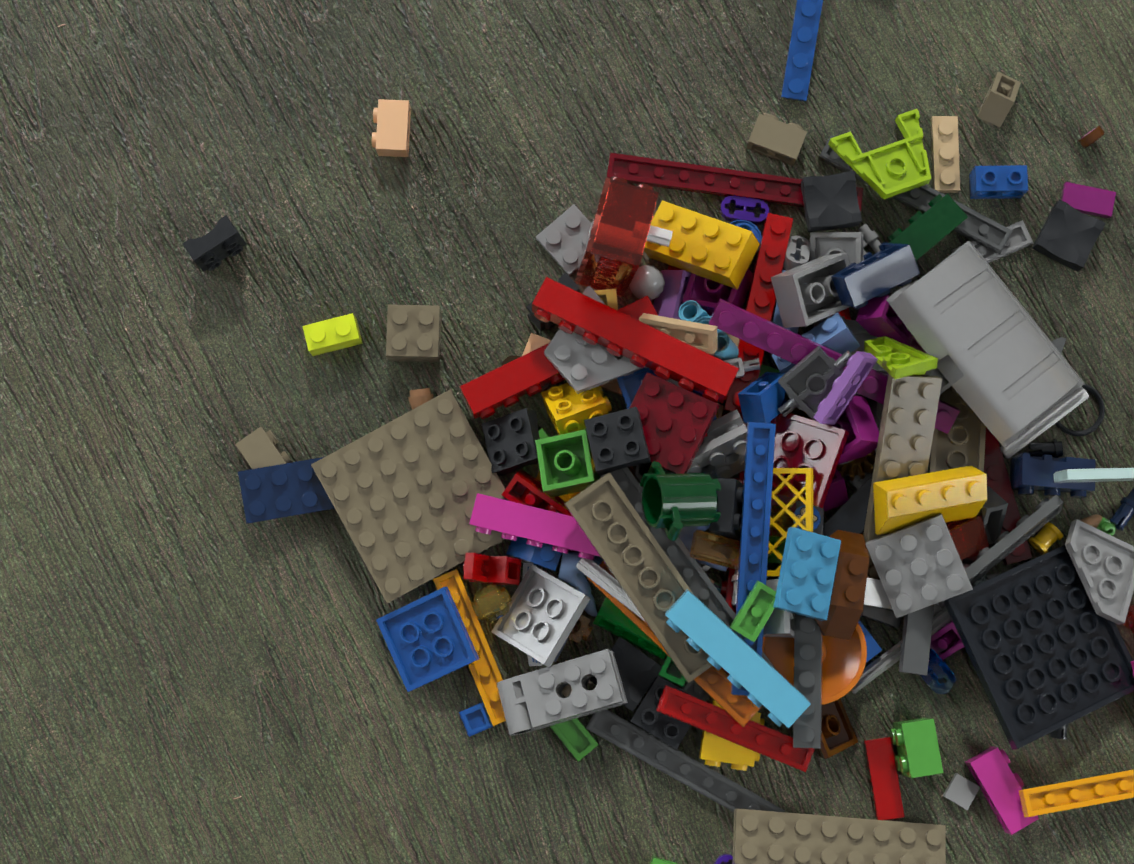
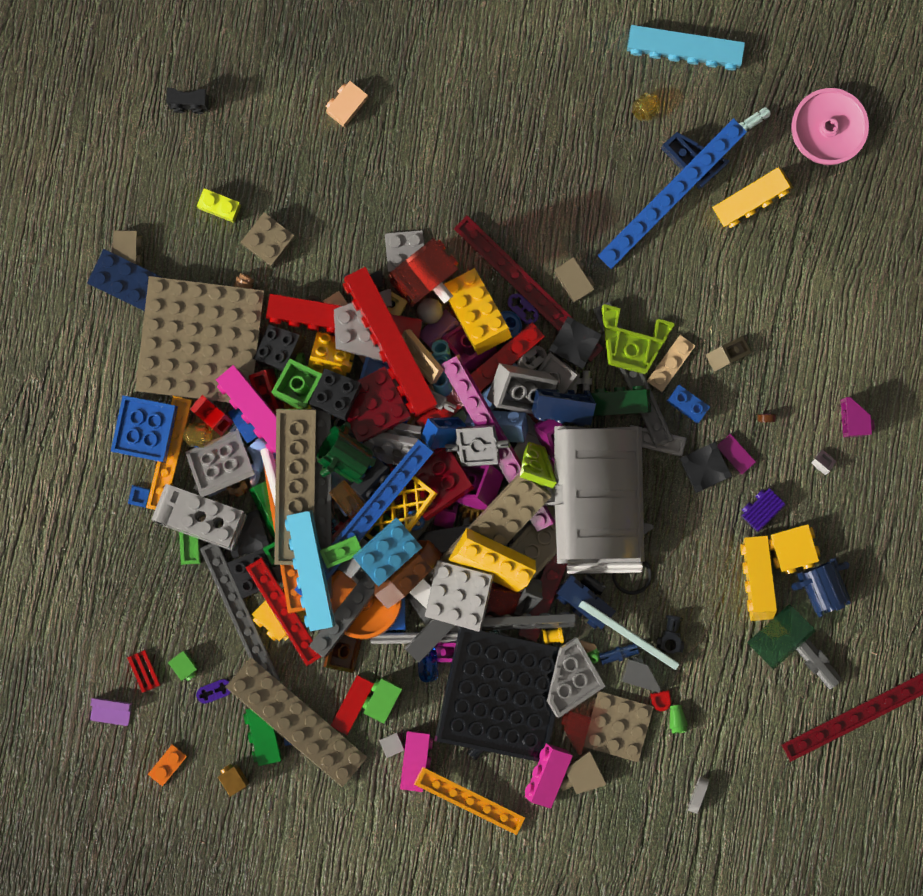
camera: 30 degrees right, 5 degrees up
(845, 387) = (490, 460): medium lavender plate -> none

